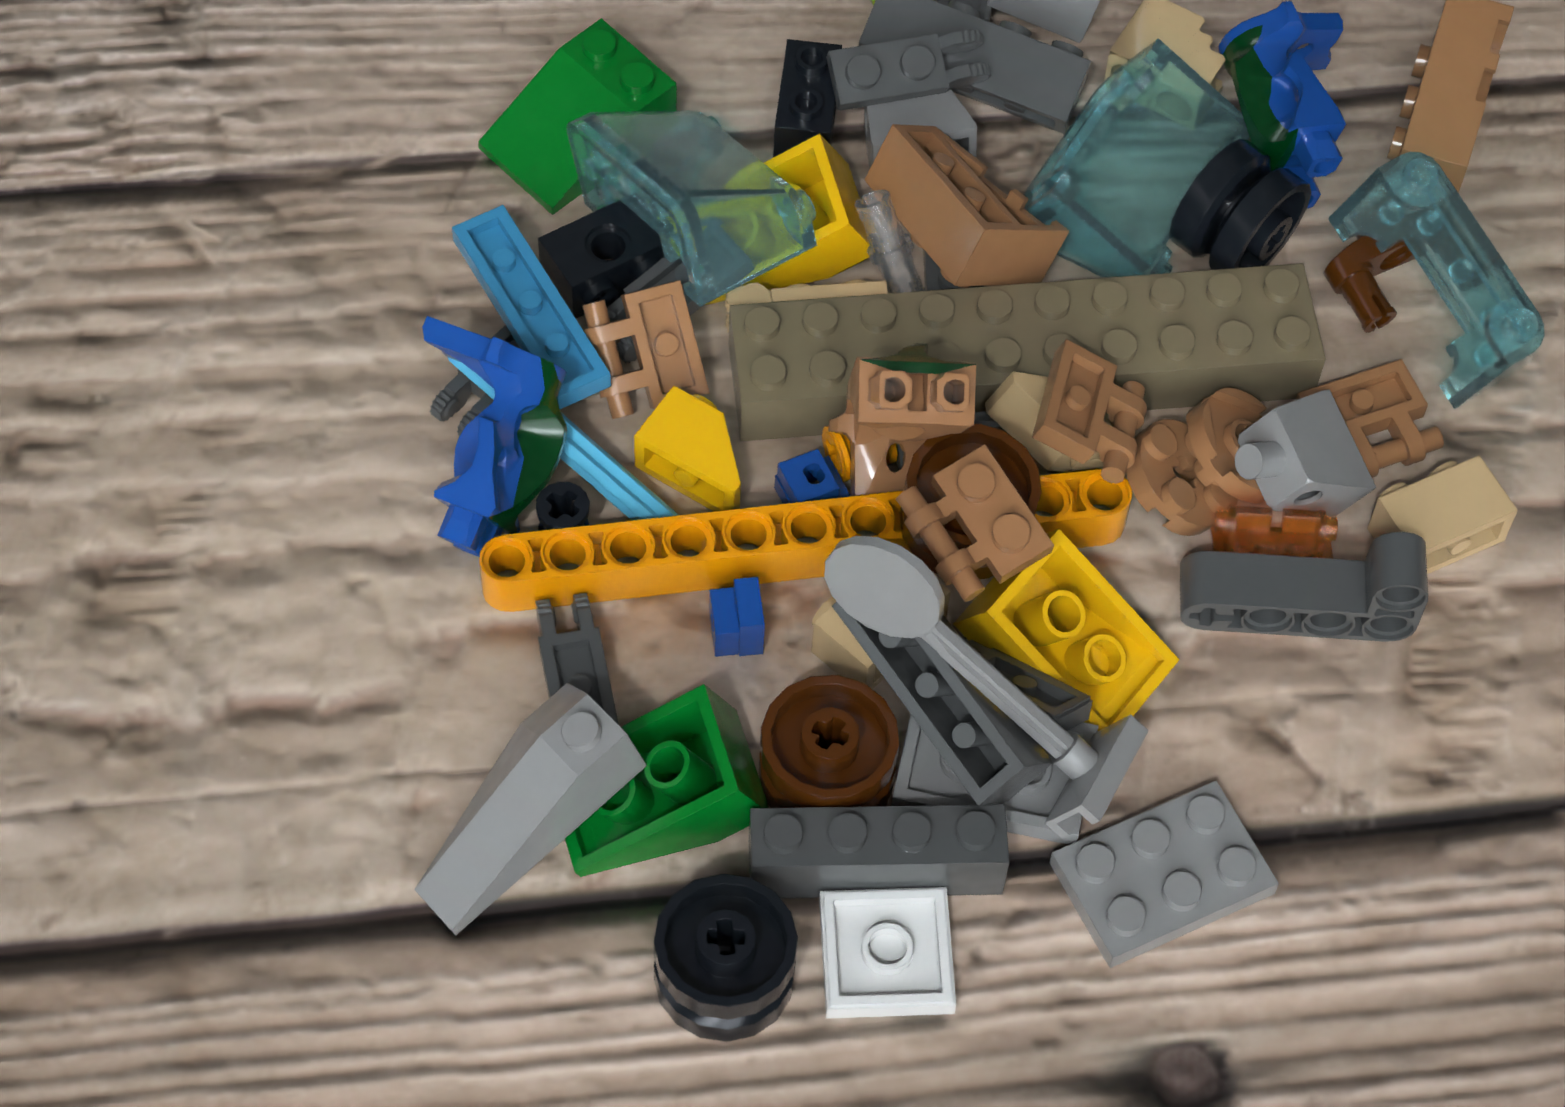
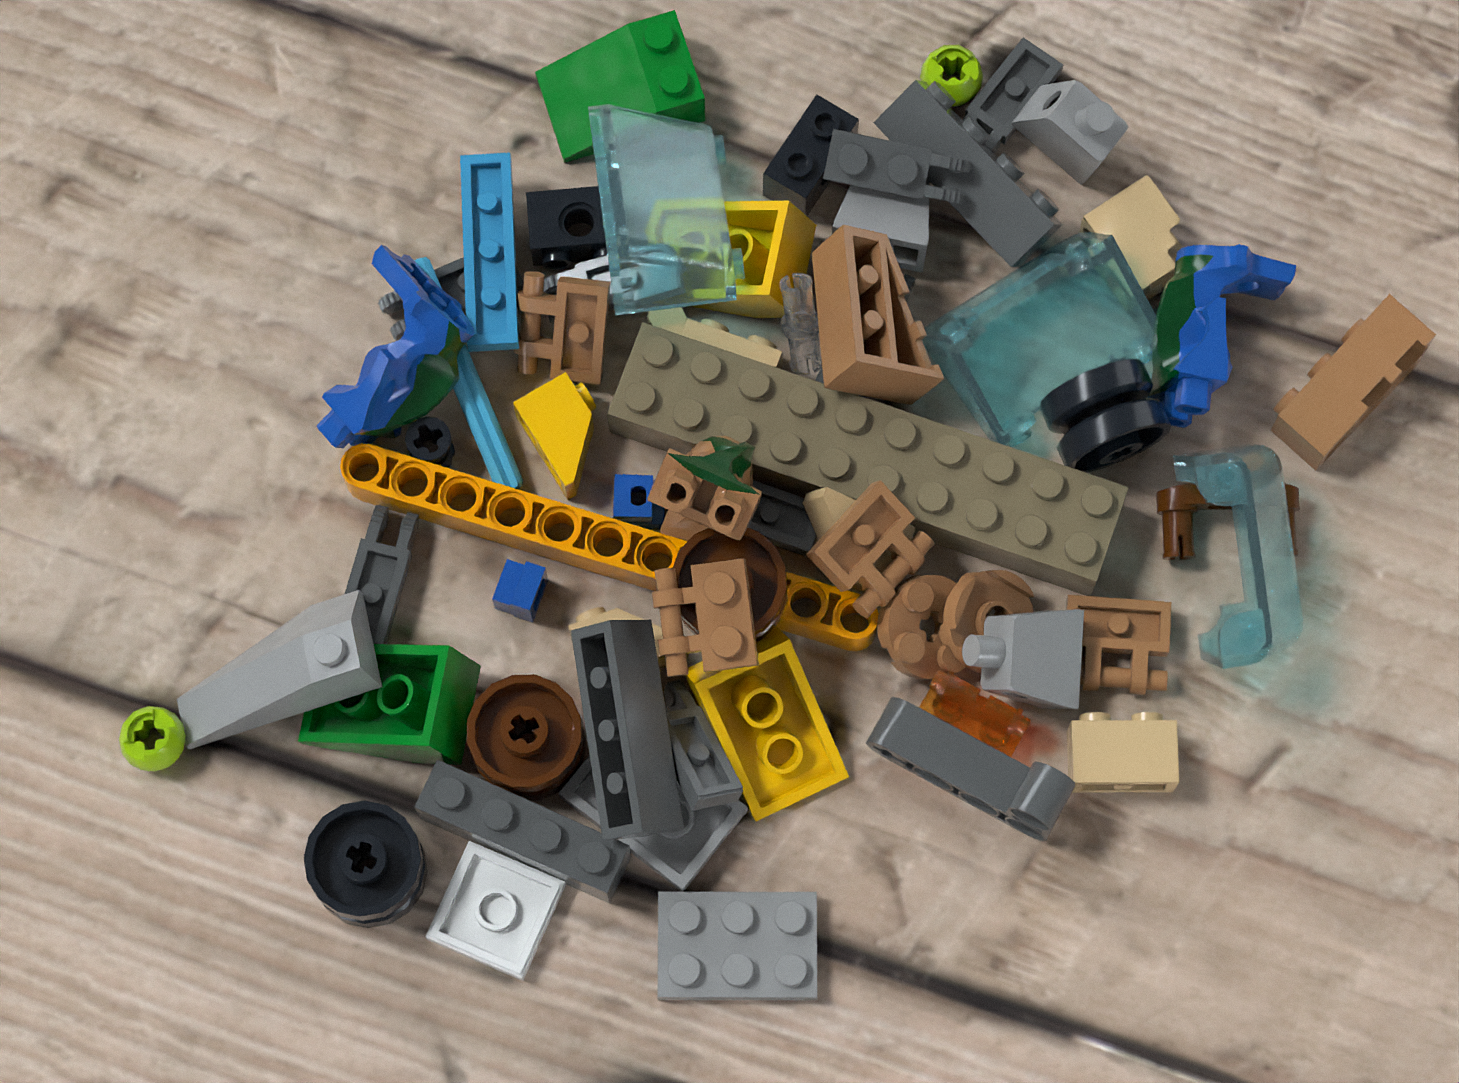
camera: 30 degrees right, 15 degrees up
(399, 954) = (138, 727): none -> lime piece
(902, 598) = (710, 848): light grey piece -> none

